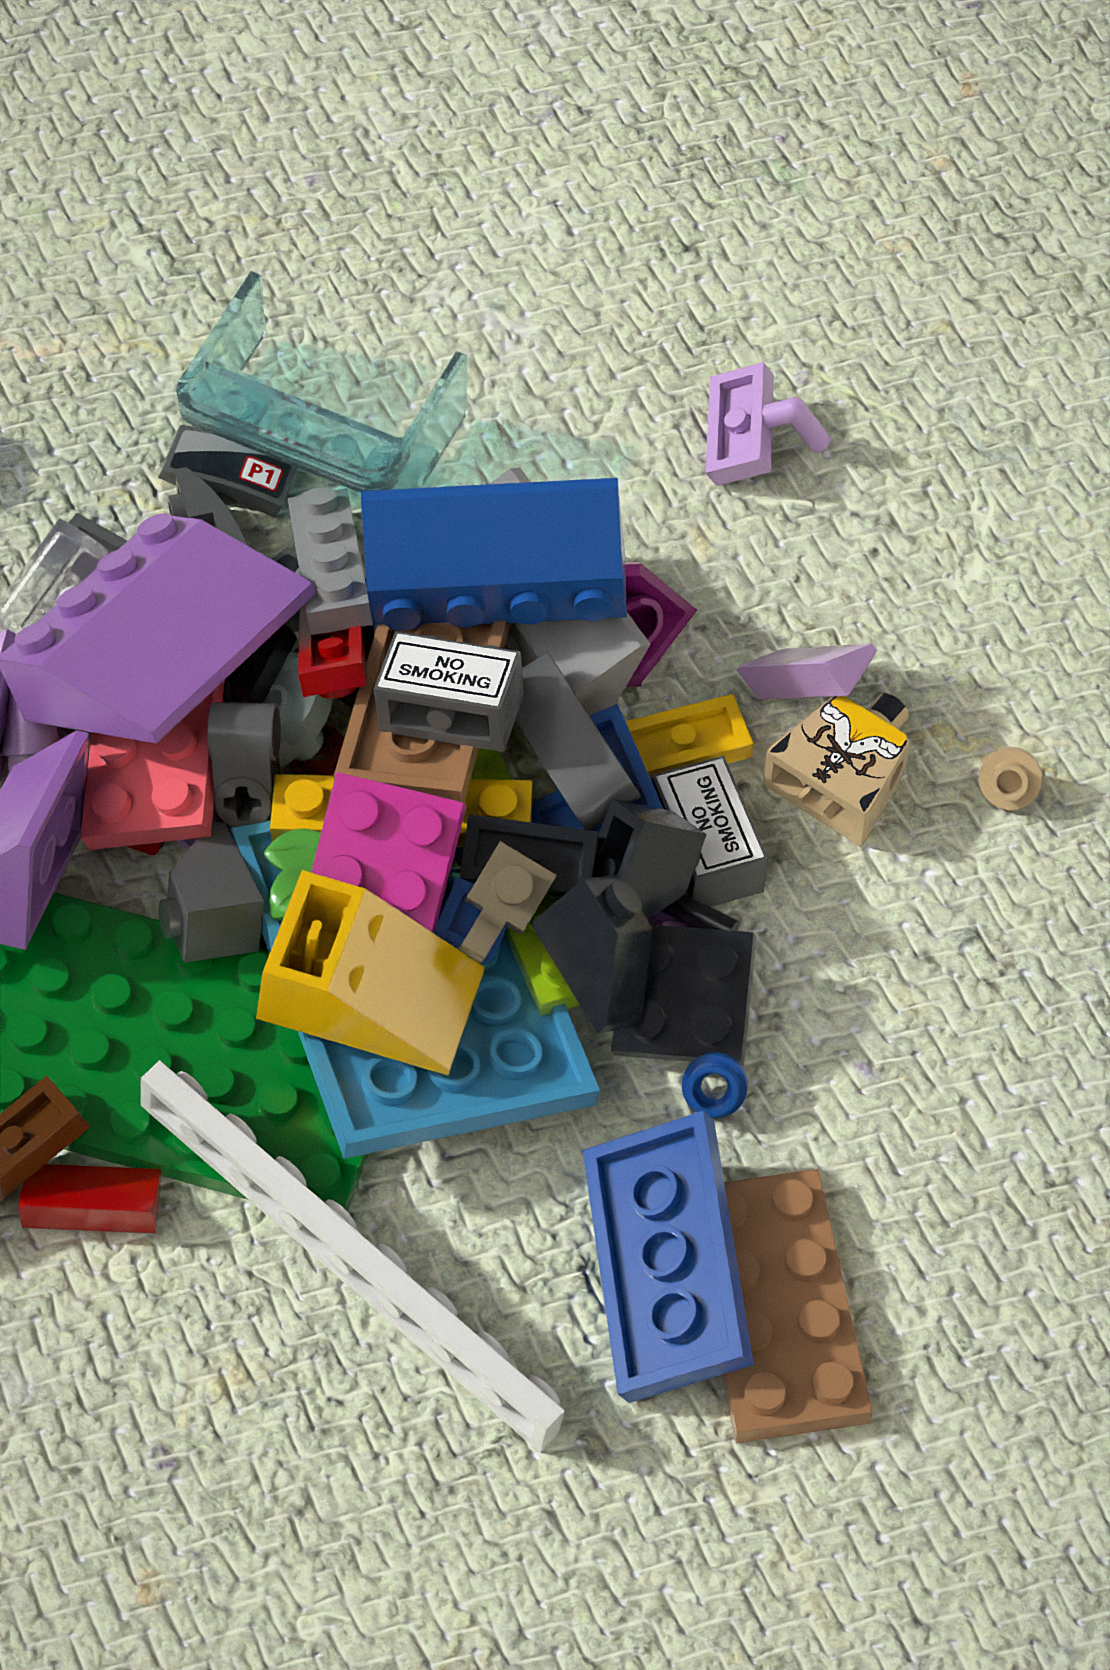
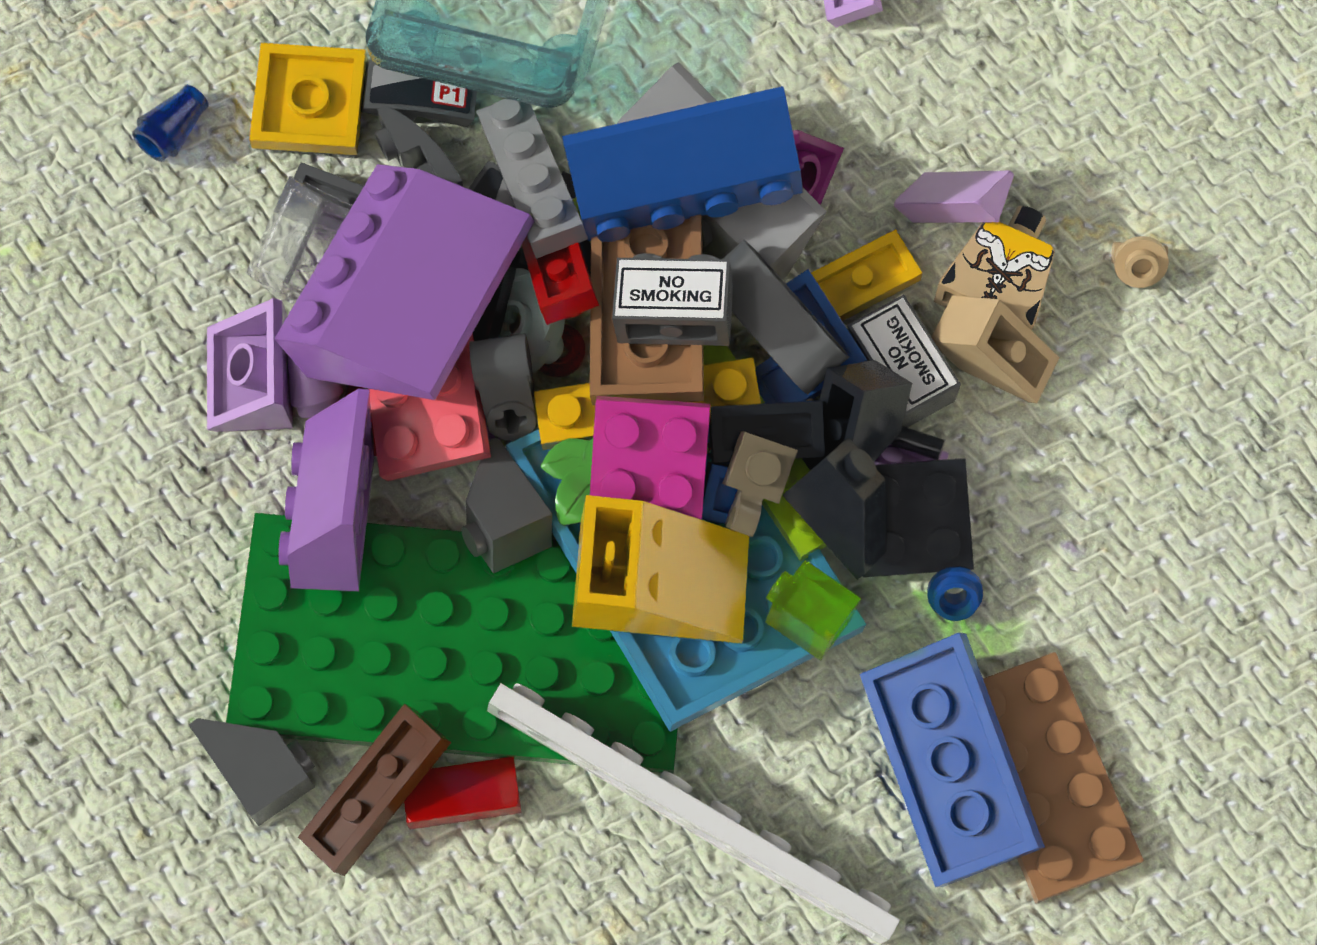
camera: 10 degrees left, 15 degrees up
(102, 454) = (308, 99): none -> yellow plate
(537, 1053) = (810, 608): none -> clear neon green brick
(820, 835) = (994, 346): none -> tan slope

